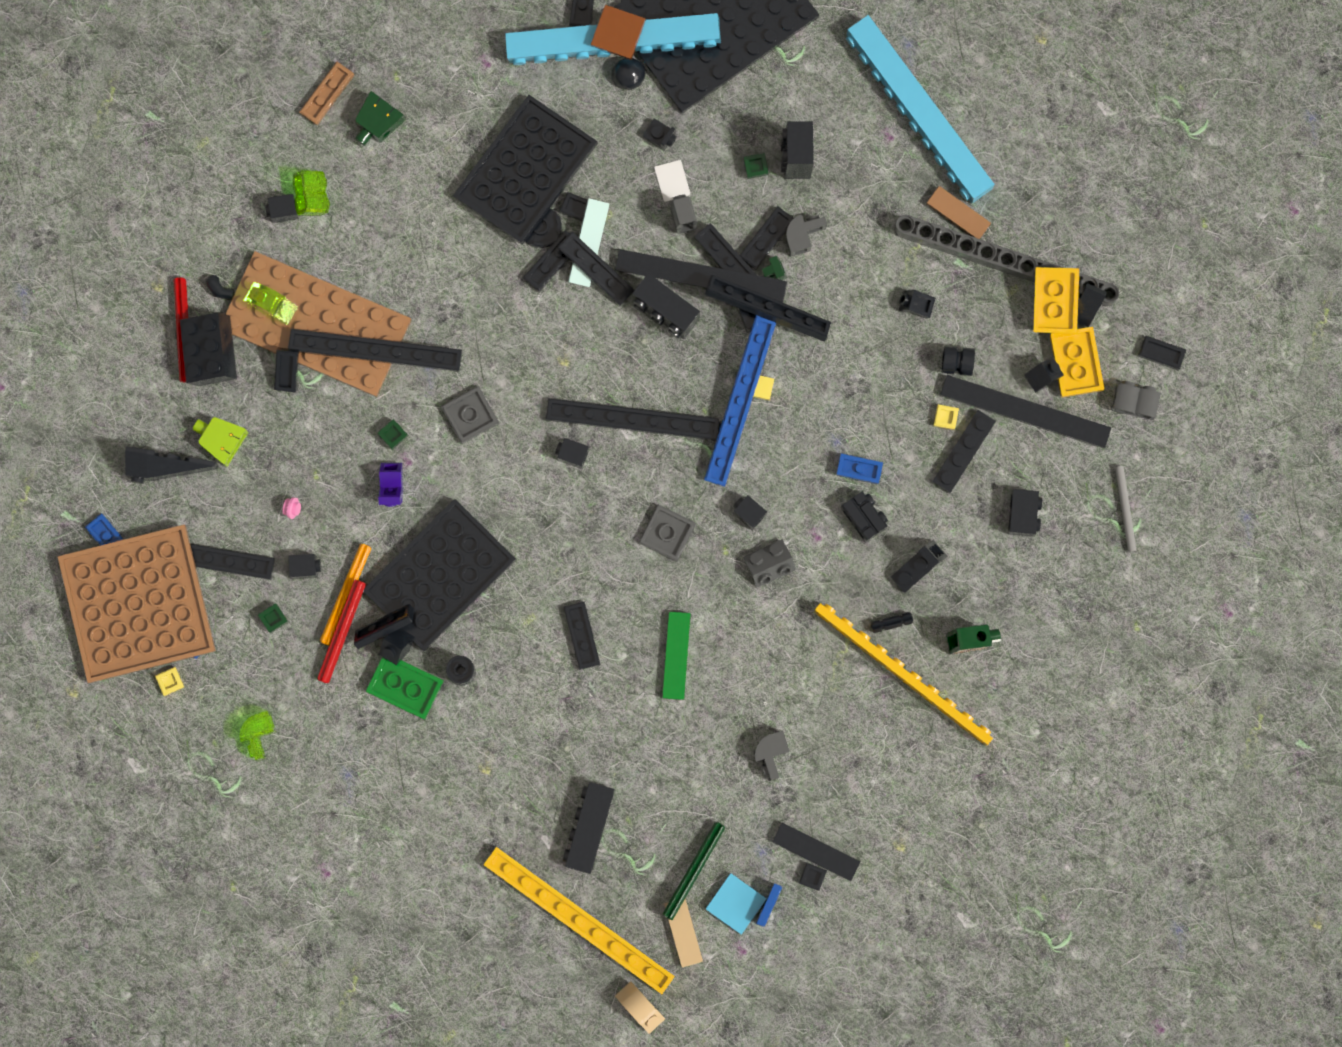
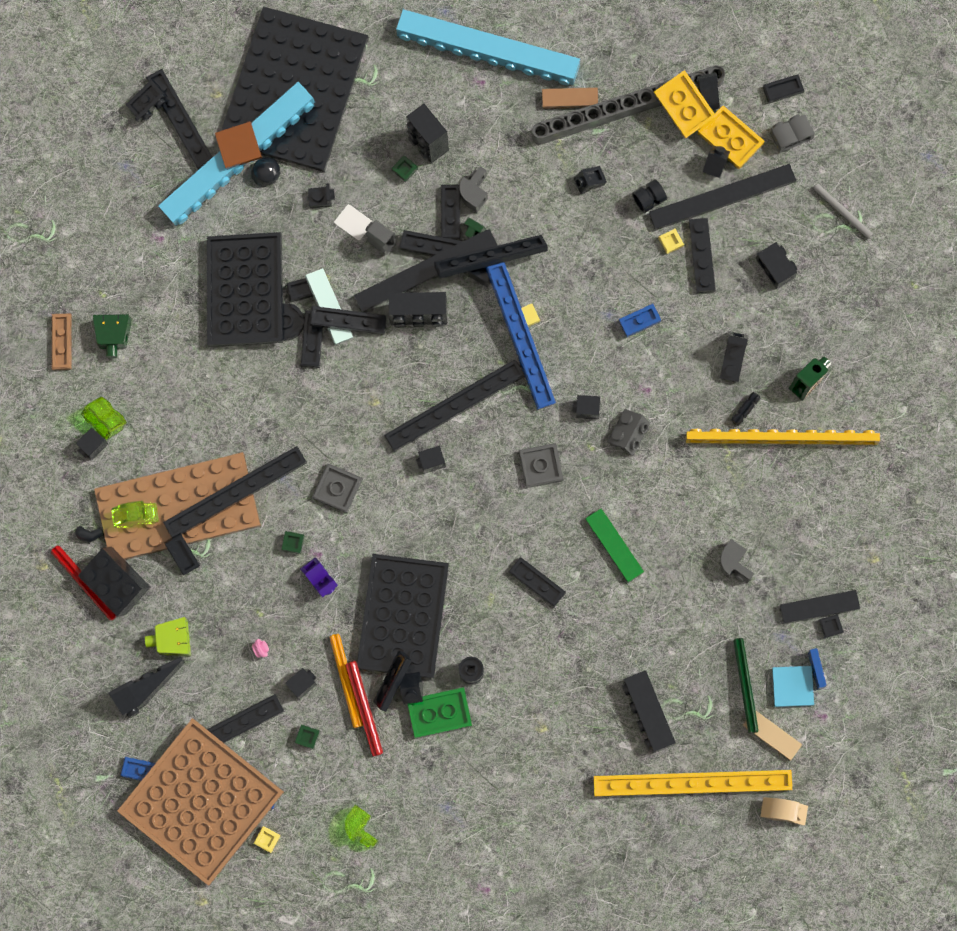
camera: 30 degrees left, 5 degrees down
(864, 516) = (669, 350): black brick -> none

